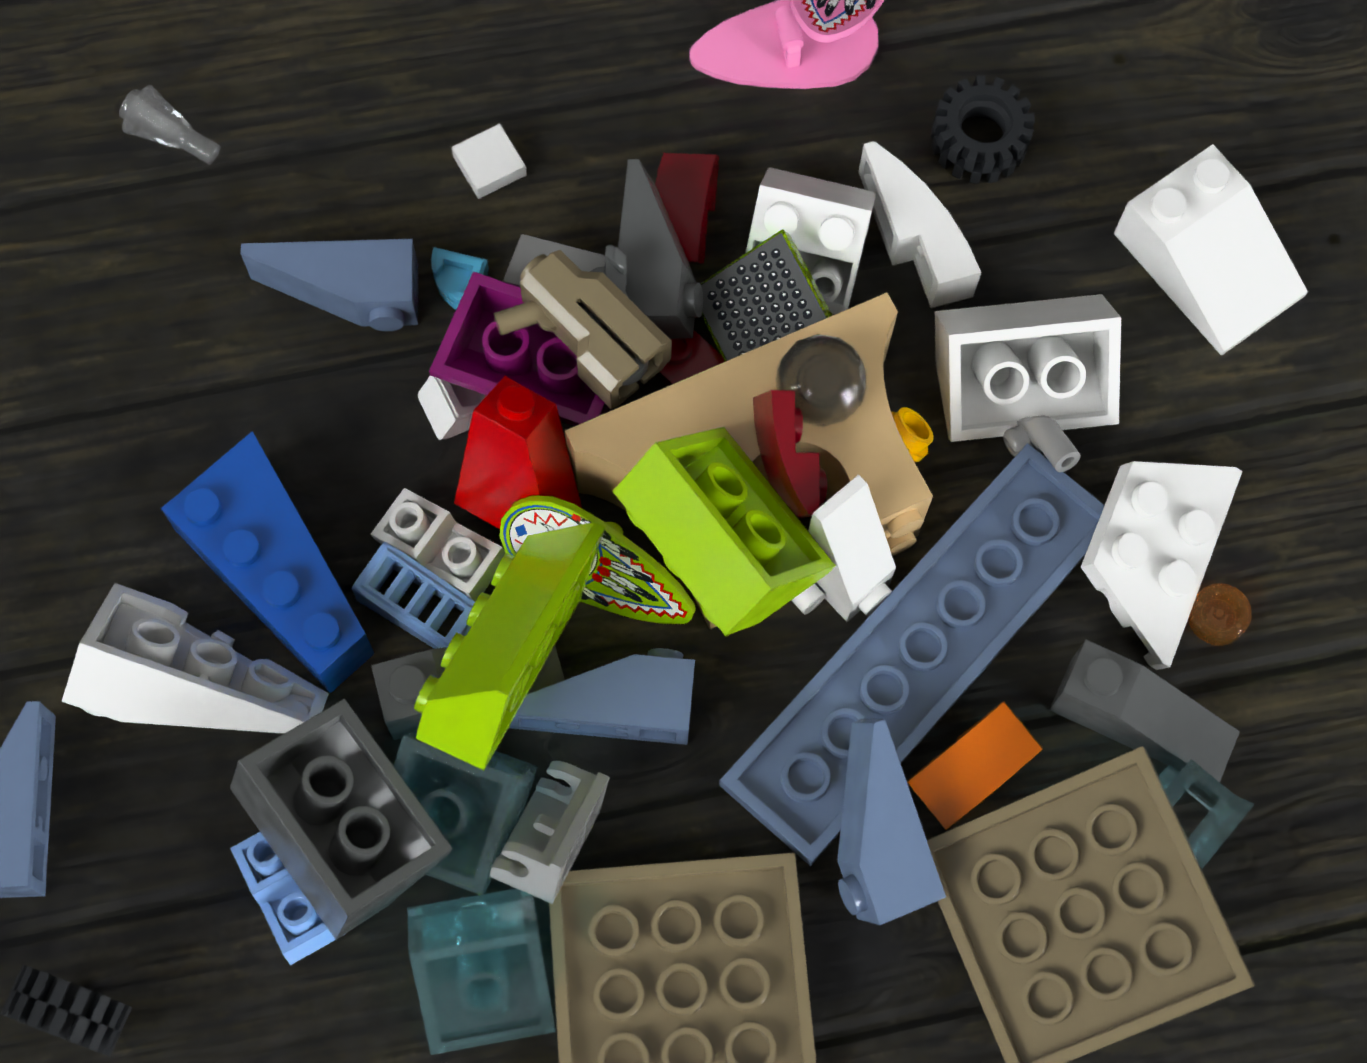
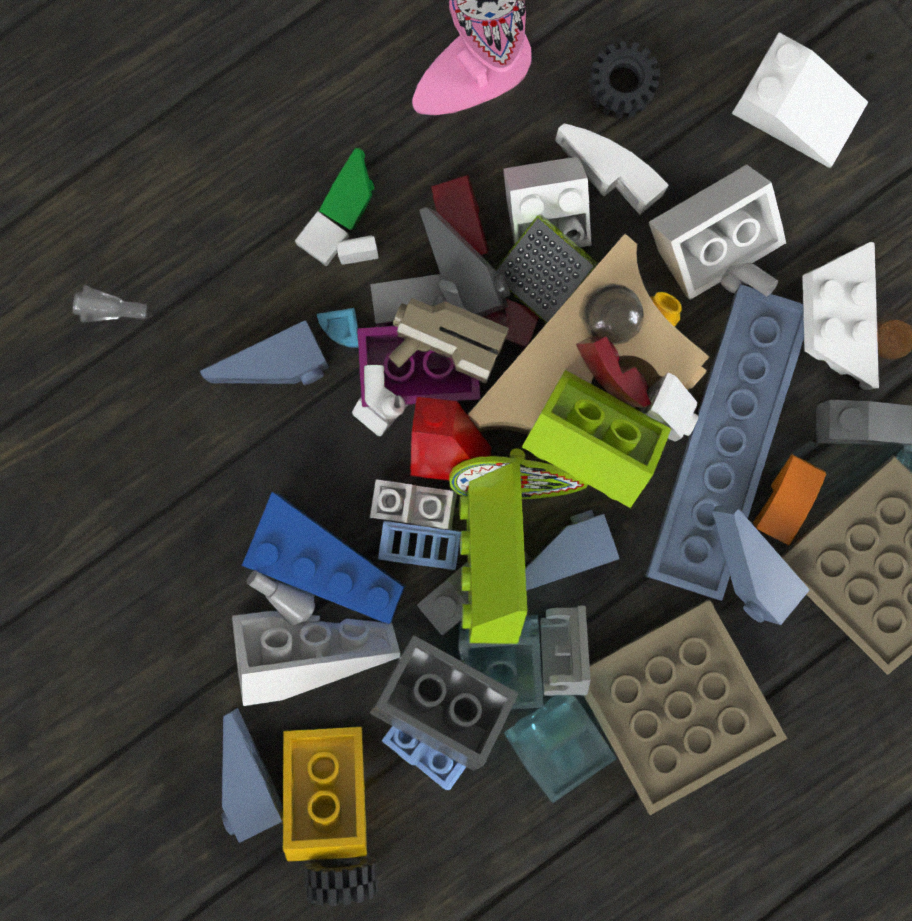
camera: 20 degrees left, 15 degrees up
(106, 887) = (323, 794): none -> yellow slope
(201, 591) = (290, 601): none -> light grey cone
(455, 360) = (378, 396): none -> white arm
(527, 189) = (357, 250): none -> white tile
(553, 118) = (349, 192): none -> green slope

